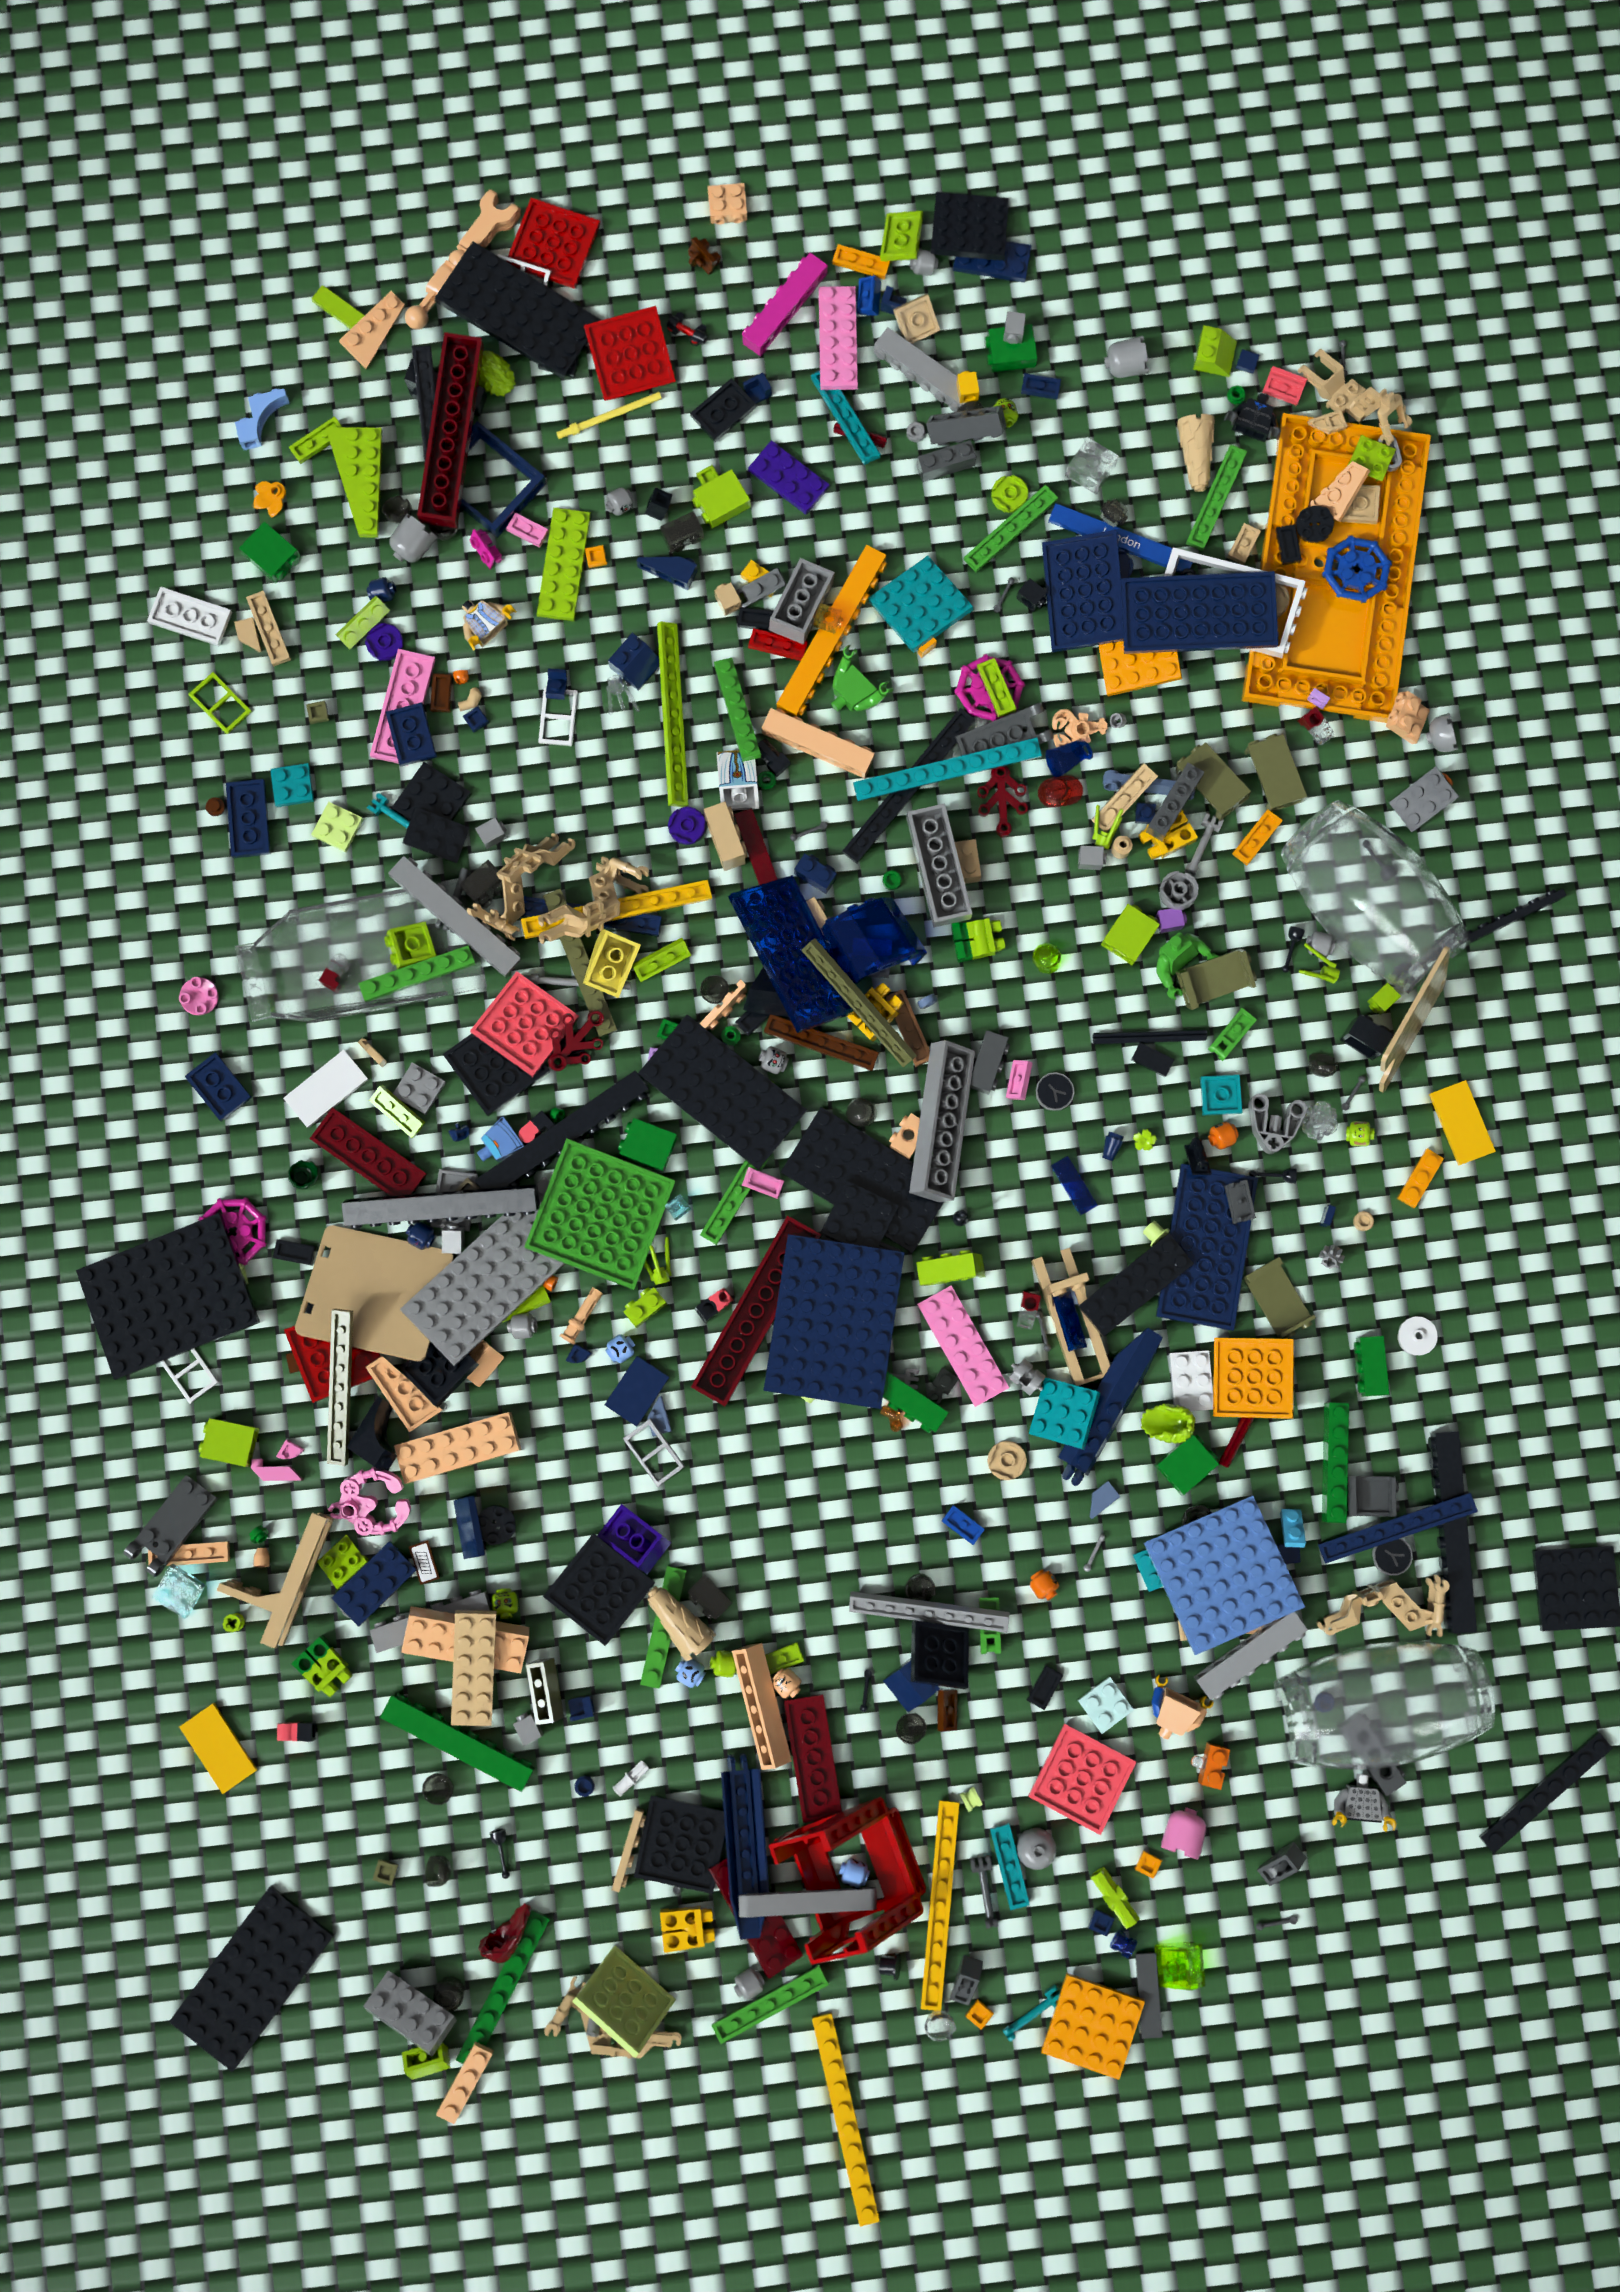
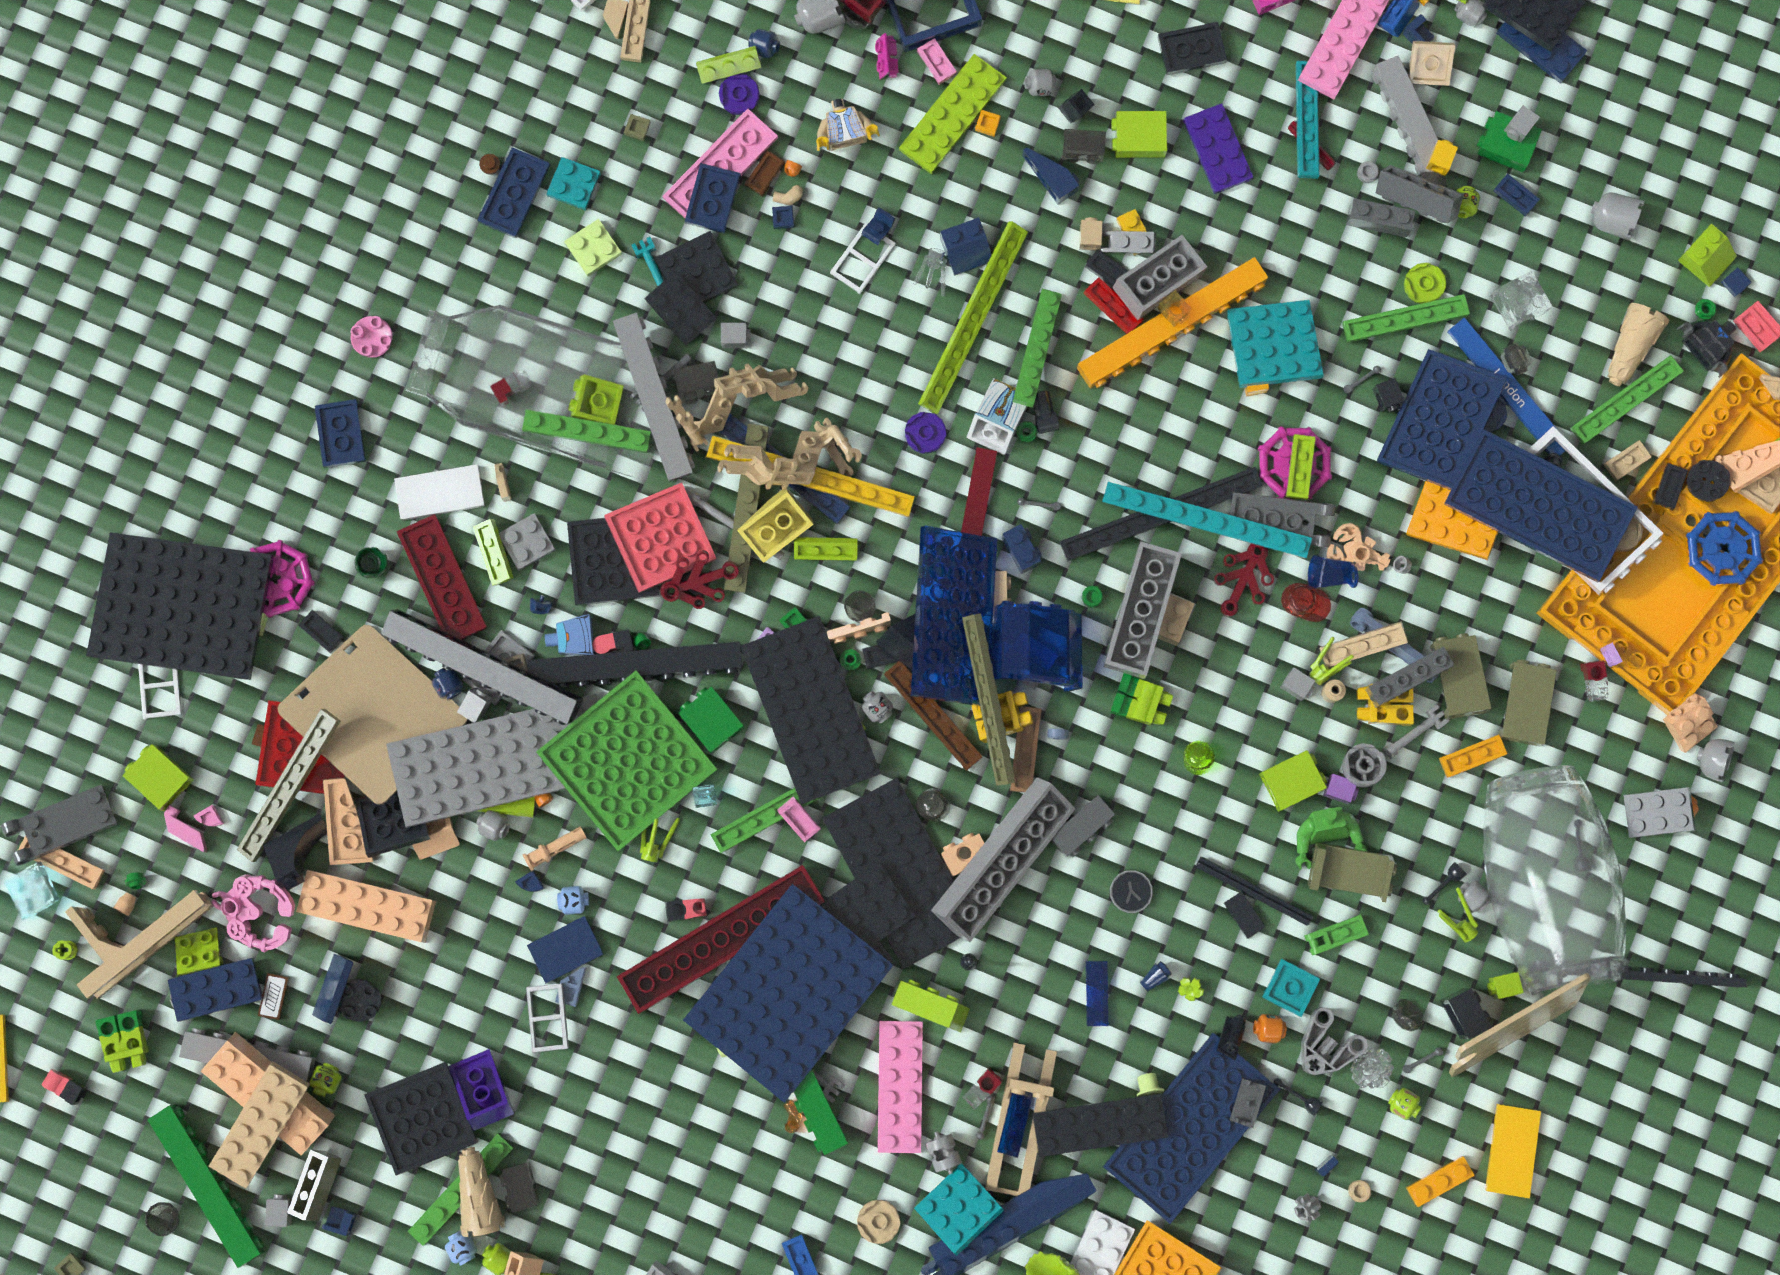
camera: 30 degrees right, 0 degrees up
(209, 712) = (551, 66): lime window -> none
(644, 1307) = (618, 874): lime brick -> none
(707, 474) = (1140, 103): lime tile -> none
(725, 836) = (955, 464): tan brick -> none
(758, 388) = (1237, 46): dark blue panel -> none
(817, 742) = (1096, 423): light nougat brick -> none
(854, 688) = (1162, 390): bright green torso -> none
(944, 1383) = (860, 1111): pearl dark grey plate -> none
(1019, 1080) = (1102, 860): bright pink plate -> none
(1144, 813) = (1376, 670): dark blue plate -> none
(1278, 1299) = (1232, 1219): olive panel -> none

